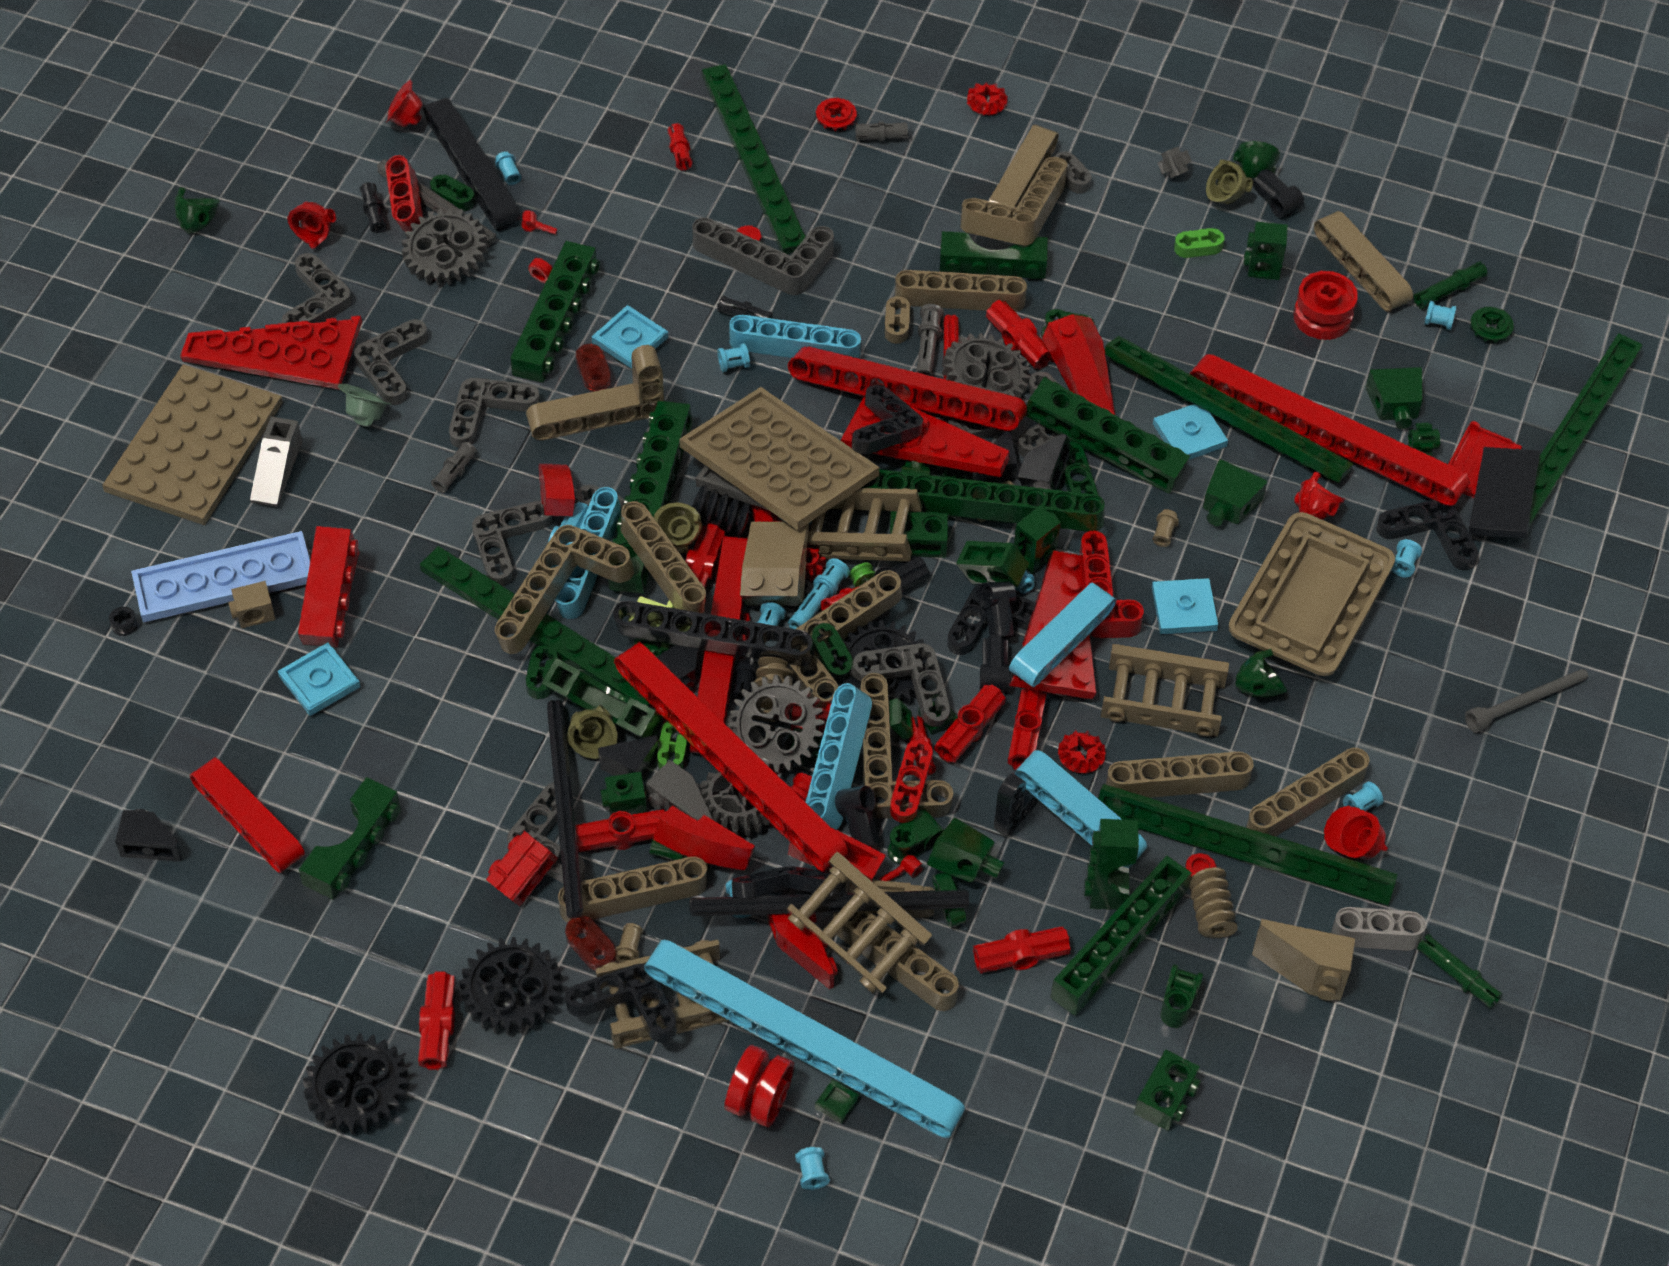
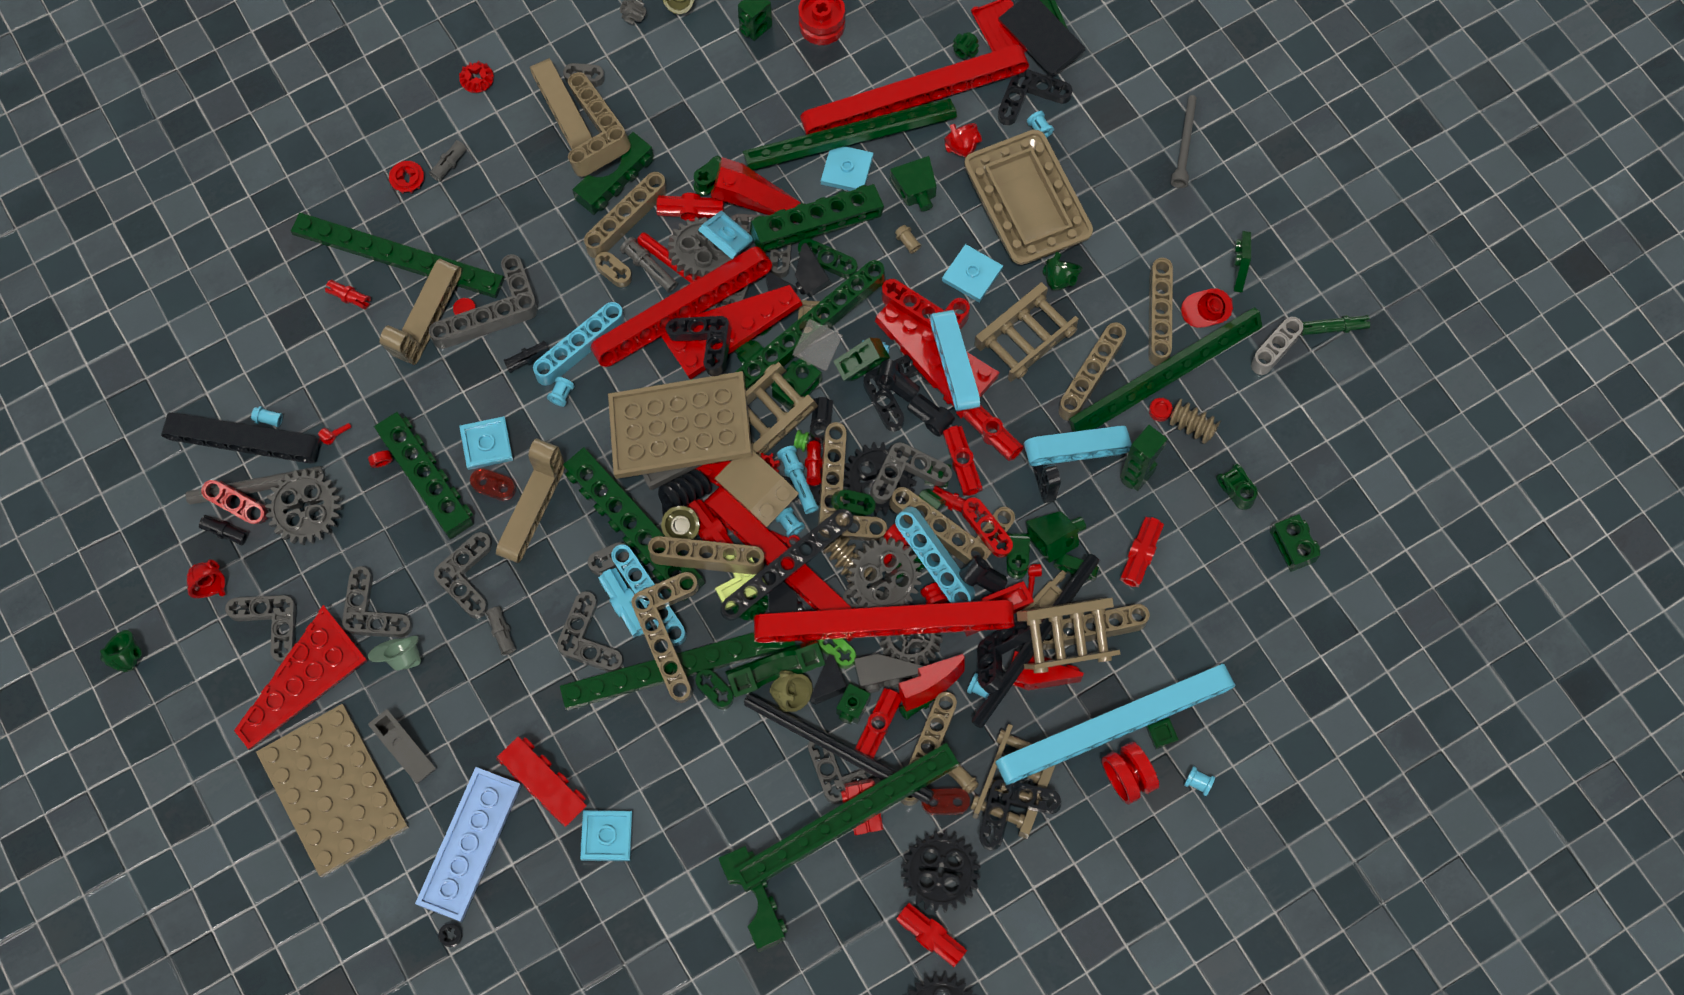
camera: 50 degrees left, 15 degrees up
(247, 815) = (680, 954): red beam -> none
(251, 604) = (510, 840): dark tan brick -> none
(405, 107) = (148, 446): red piece -> none
(453, 191) = (255, 467): dark green beam -> none
(494, 849) = (846, 817): none -> dark green plate
(556, 489) = (580, 578): red slope -> none
(721, 205) = (434, 296): none -> dark tan beam
(745, 674) = (819, 567): black pin -> none
(969, 514) = (817, 345): none -> clear piece
(1012, 370) = (726, 234): none -> medium azure plate
(1037, 537) = (863, 318): dark green brick -> none
(1074, 759) = (1034, 420): red gear -> none
(1120, 935) = (1181, 493): dark green brick -> none
(1199, 243) = (702, 44): bright green beam -> none
(1306, 957) = (1276, 399): dark tan slope -> none
(1365, 798) = (1186, 283): medium azure bush -> none
(1396, 394) = (920, 33): dark green torso -> none
(1441, 830) = (1242, 260): none -> dark green wing

